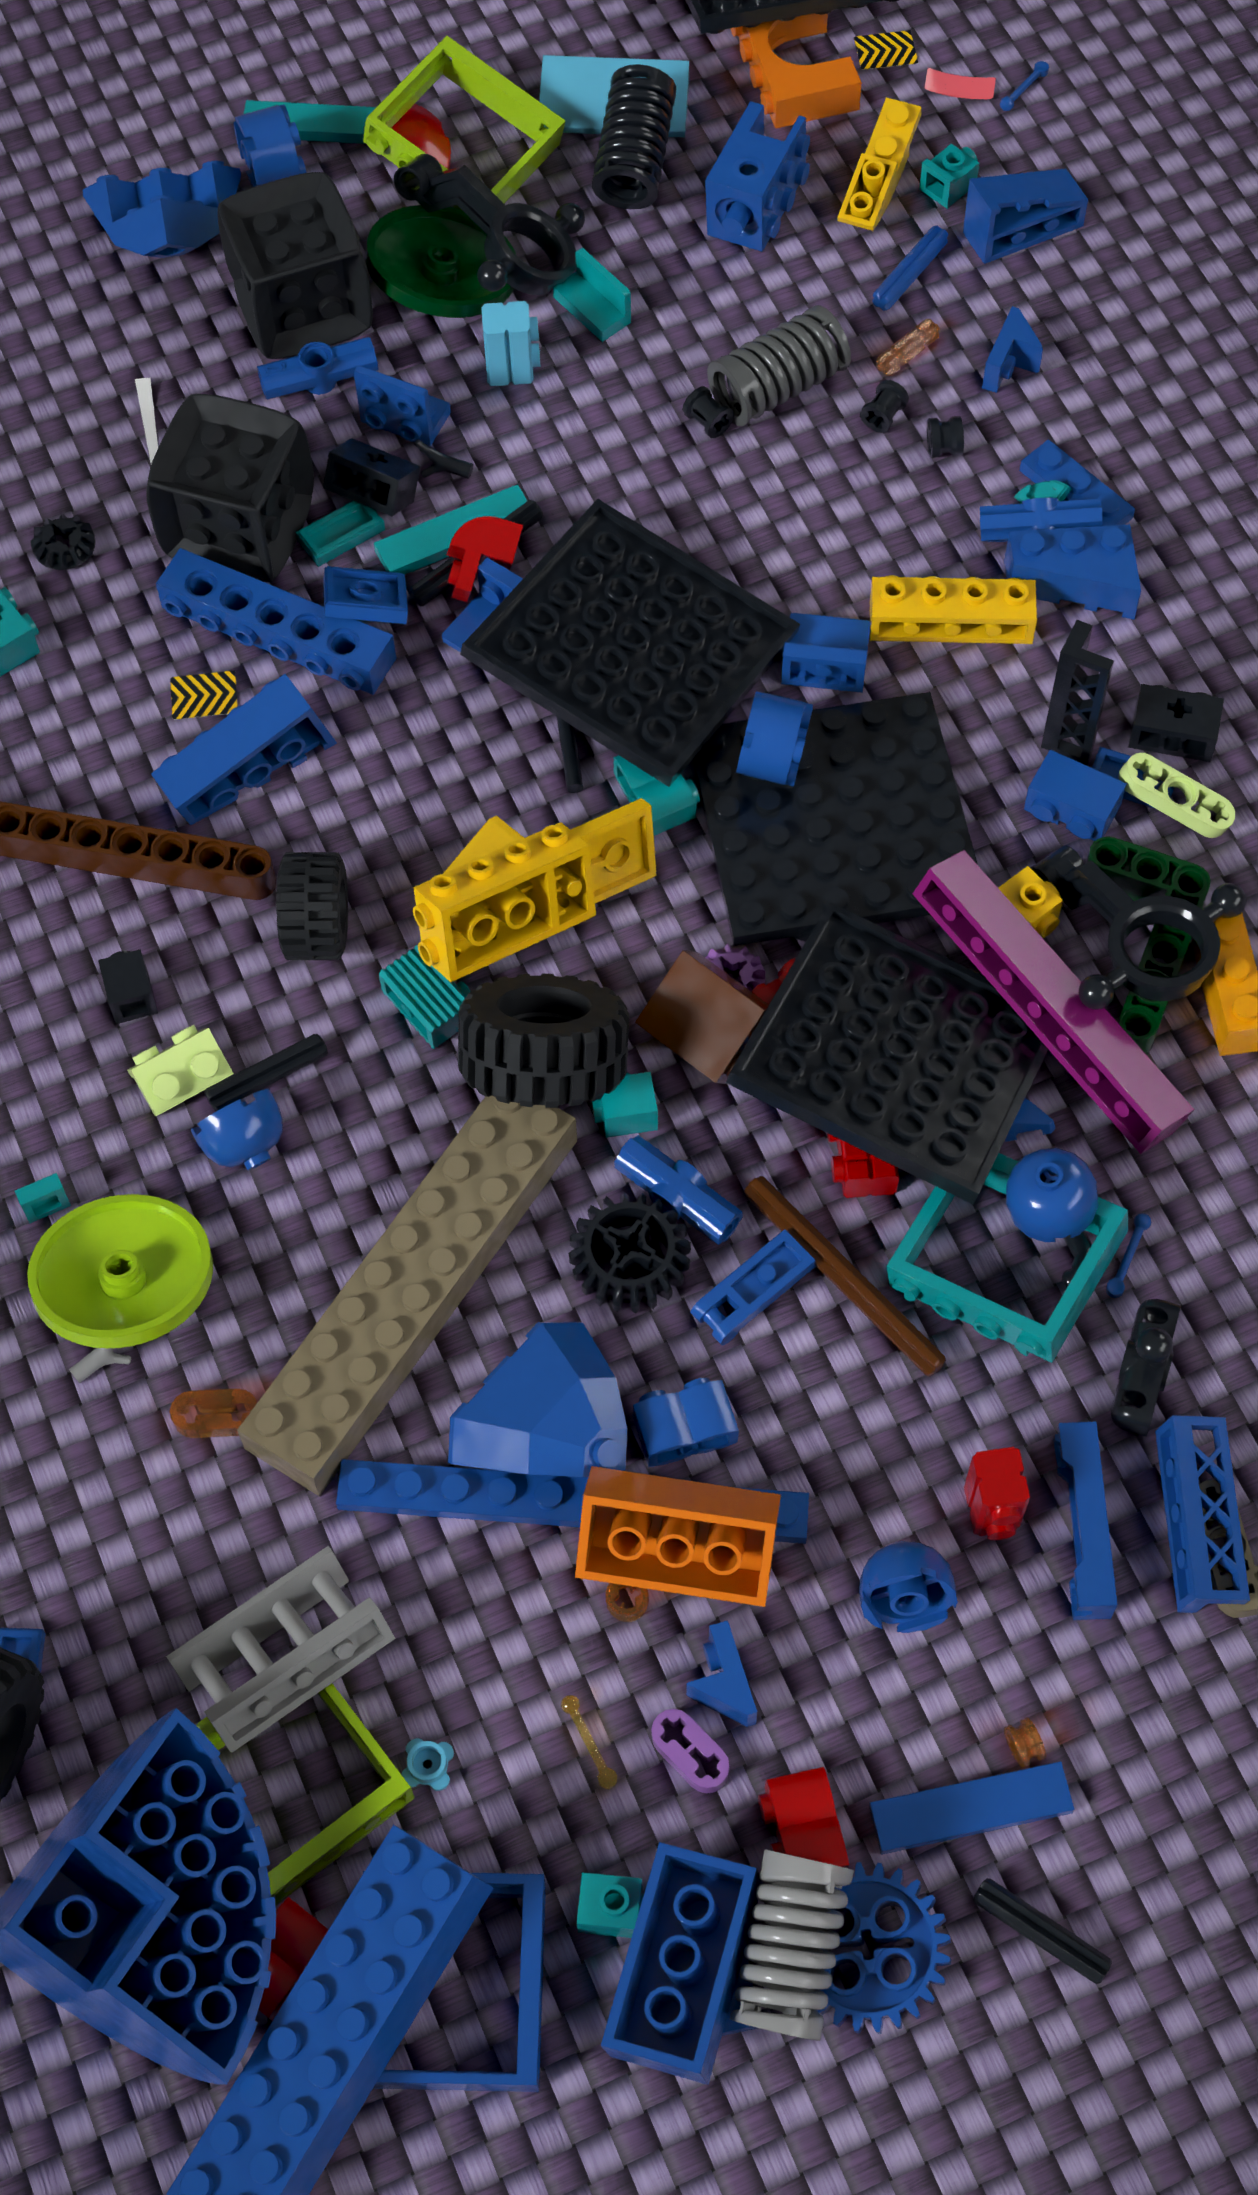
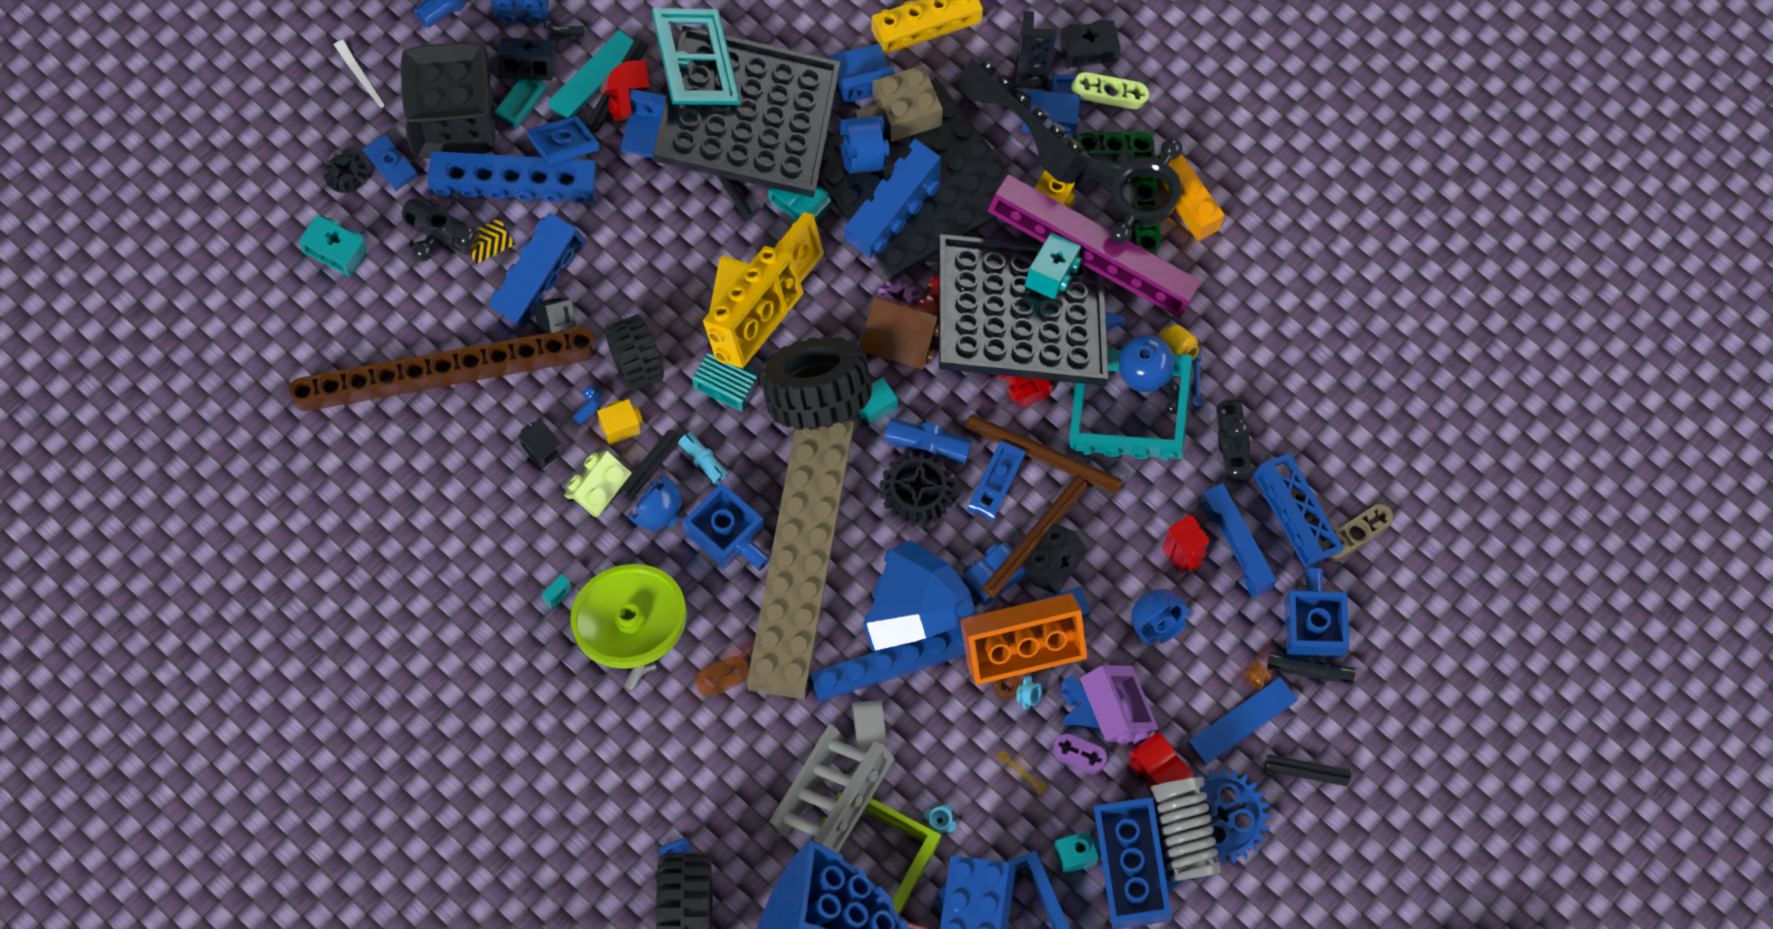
camera: 30 degrees left, 5 degrees up
(127, 550) = (390, 162): none -> blue plate
(144, 652) = (425, 222): none -> black piece
(223, 962) = (590, 407): none -> blue arm
(233, 818) = (554, 314): none -> black brick
(251, 996) = (619, 421): none -> yellow brick
(321, 1200) = (726, 528): none -> blue brick
(344, 1091) = (703, 458): none -> medium azure pin
(390, 1574) = (868, 724): none -> light grey beam
(554, 533) = (673, 60): none -> teal door
(653, 1623) = (1029, 693): none -> medium azure plate
(753, 1690) = (1119, 704): none -> medium lavender window
(766, 1390) = (1034, 537): none -> reddish brown axle
(782, 829) = (895, 200): none -> blue wedge
(785, 1435) = (1055, 559): none -> black brick
(861, 706) = (905, 103): none -> dark tan brick
(973, 1004) = (1053, 266): none -> teal brick
(1050, 844) = (1057, 152): none -> black arch
(1114, 1766) = (1316, 669): none -> black pin
(1123, 1185) = (1180, 340): none -> yellow head
(1156, 1694) = (1316, 620): none -> blue brick

